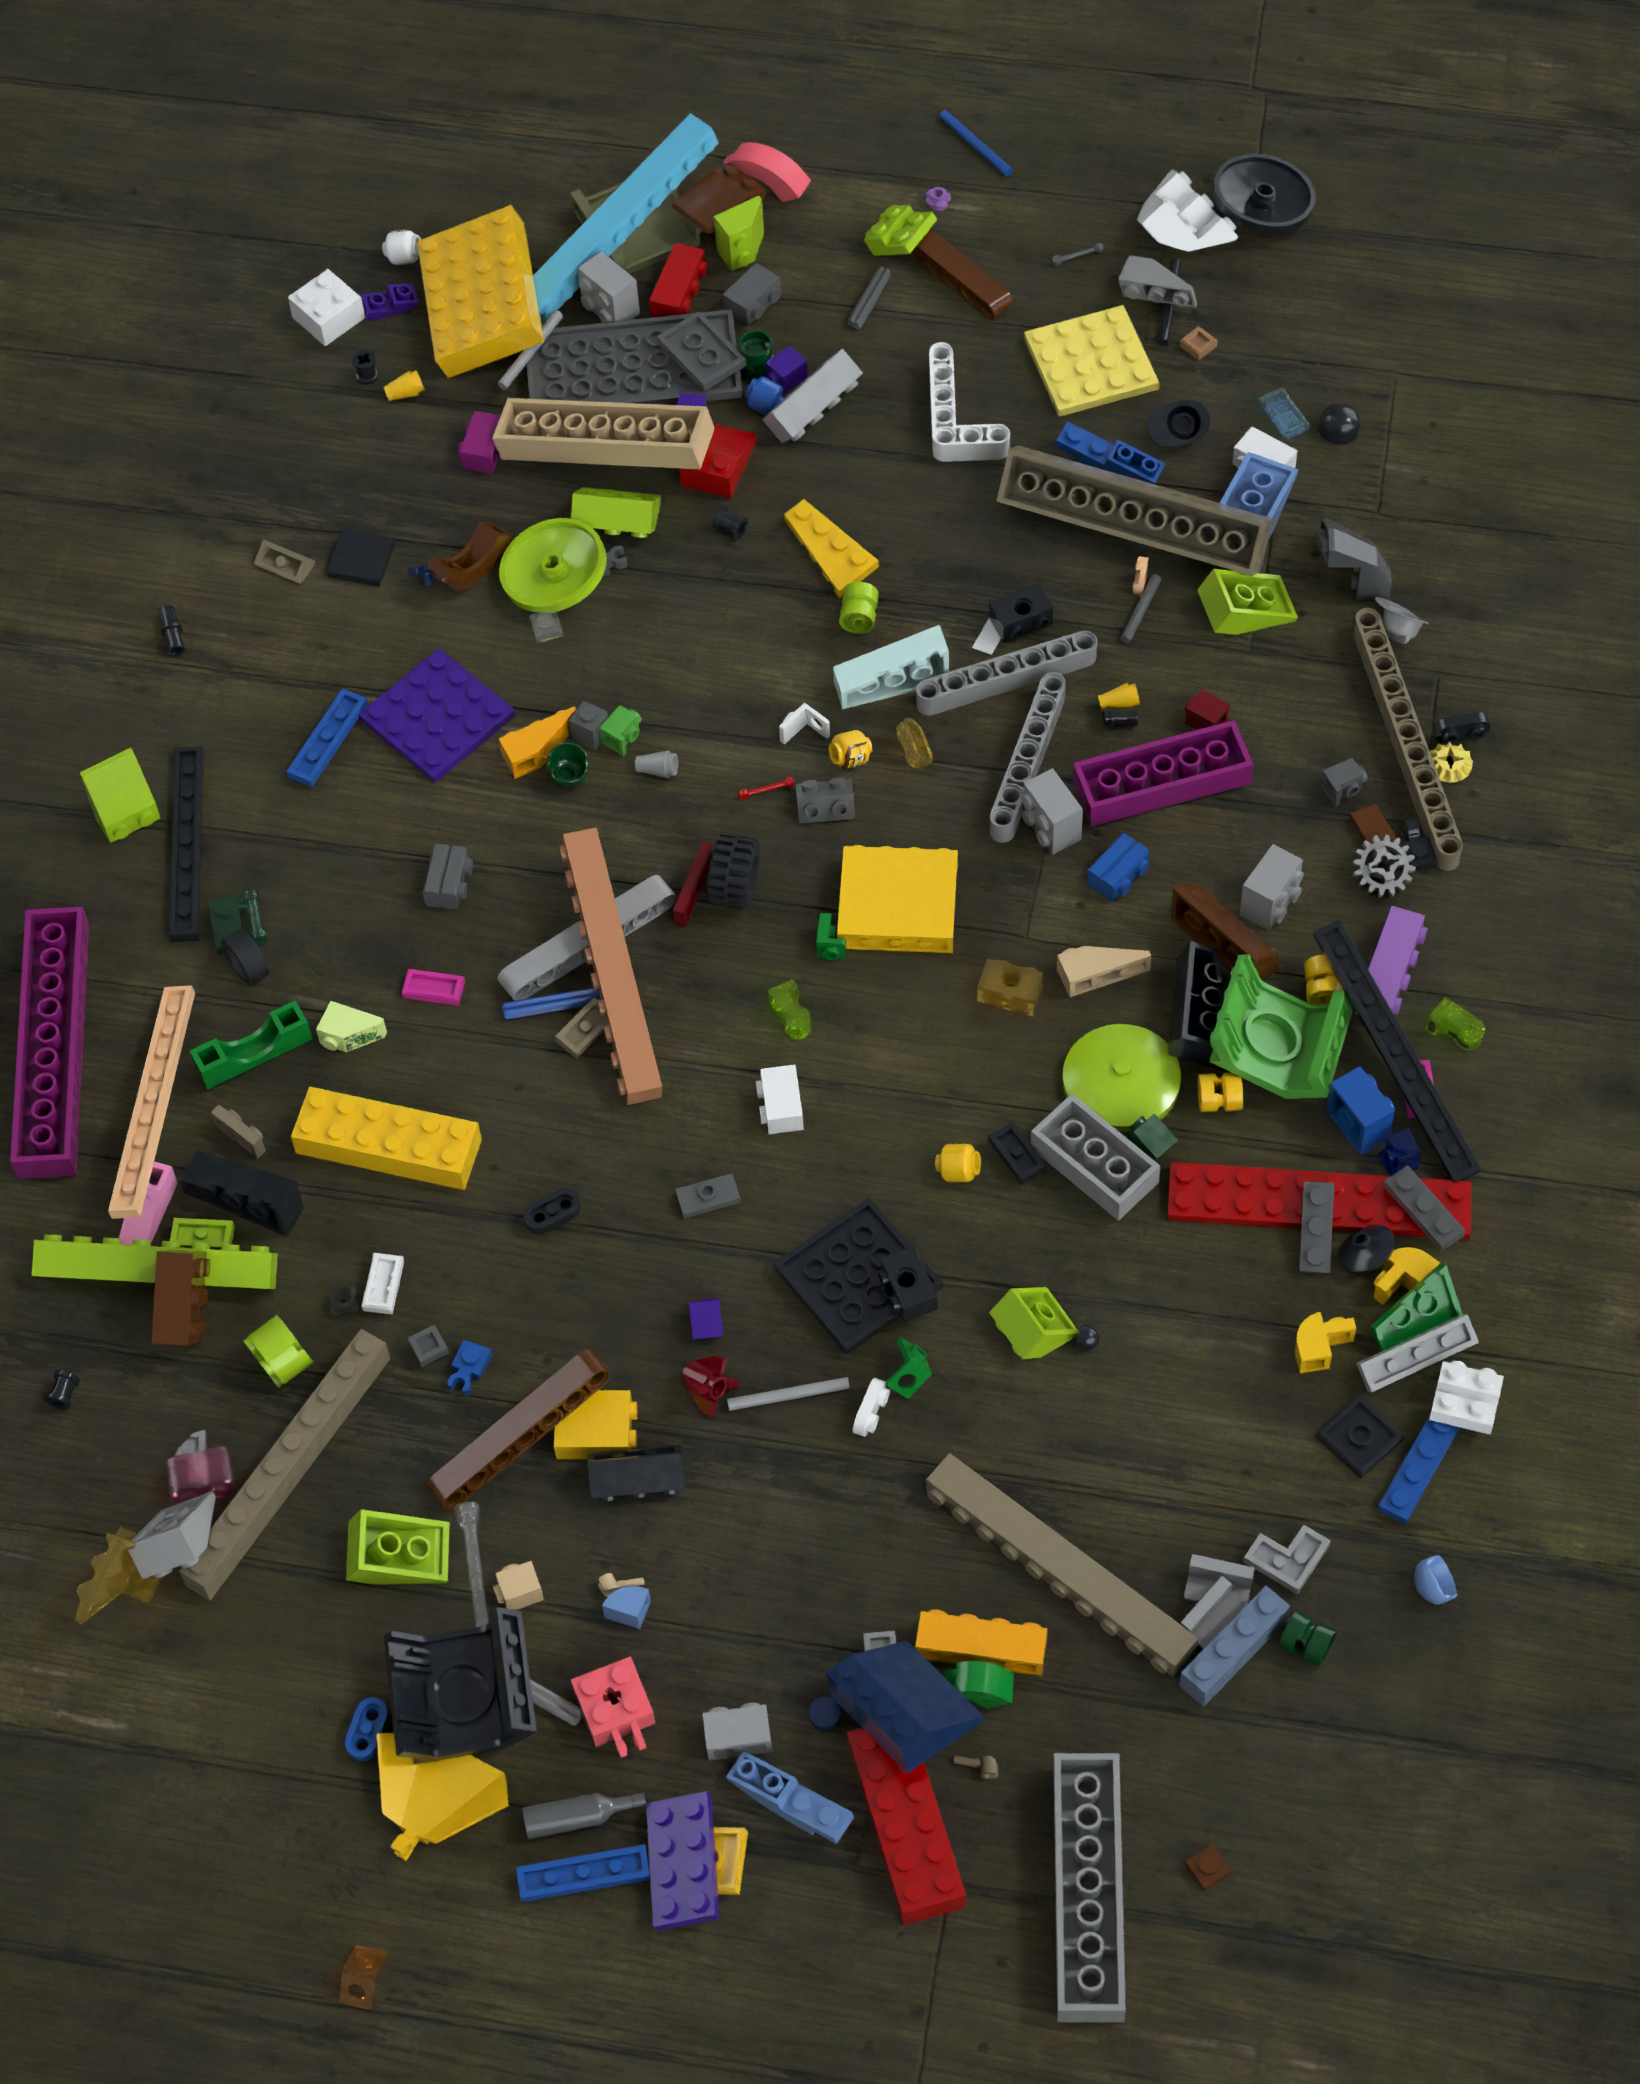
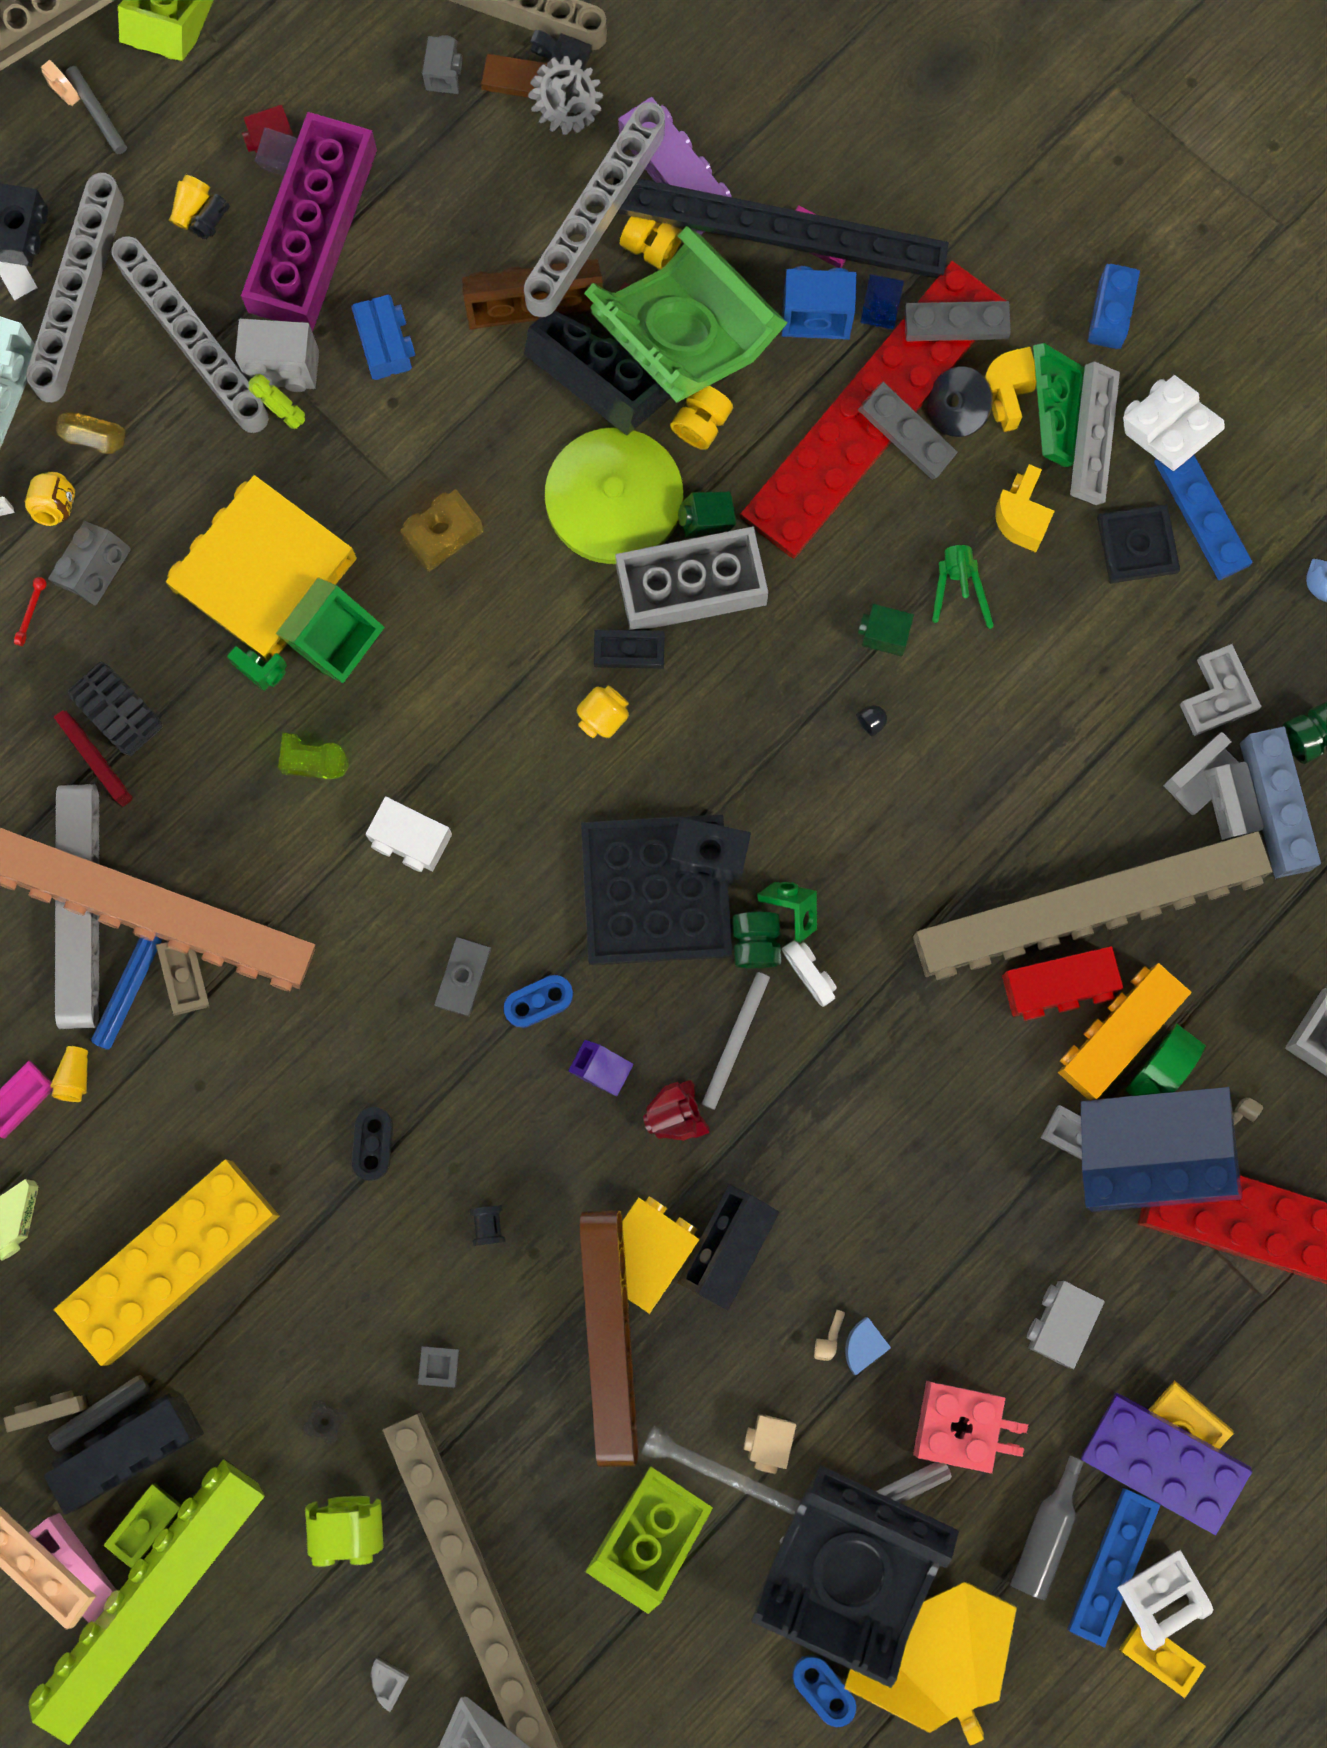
camera: 60 degrees left, 20 degrees up
(180, 1297) = (217, 1604): reddish brown brick -> none
(199, 1474) = (426, 1695): clear pink brick -> none
(257, 1161) = (98, 1413): none -> dark grey axle
(383, 1283) = (334, 1369): white plate -> none
(469, 1362) = (484, 1334): blue plate -> none
(470, 1006) = (71, 1075): none -> yellow cone
(539, 1947) = (1167, 1662): none -> yellow plate
(545, 1315) = (487, 1225): none -> black bush
(590, 1911) = (1160, 1587): none -> white plate
(726, 1251) = (538, 1000): none -> blue plate
(788, 1798) = (1166, 1317): medium blue slope -> none
(824, 1713) = (1095, 1227): dark blue tile -> none
(871, 1356) = (757, 940): none -> dark green wheel
(884, 959) = (330, 630): none -> green piece
(986, 1578) = (1062, 983): none -> red brick
(1020, 832) = (276, 401): none -> lime axle
(1033, 1321) = (824, 758): lime slope -> none
(1096, 967) = (477, 436): tan slope -> none
(1159, 1305) = (886, 629): none -> dark green brick
(1192, 718) = (275, 151): none -> clear purple panel
(1243, 1324) = (960, 566): none -> green plant
(1271, 888) = (518, 210): light grey brick -> none
(1310, 911) = (599, 194): none -> light grey beam
(1457, 1024) = (780, 153): clear neon green leg -> none
(1523, 1305) = (1113, 306): none -> blue brick

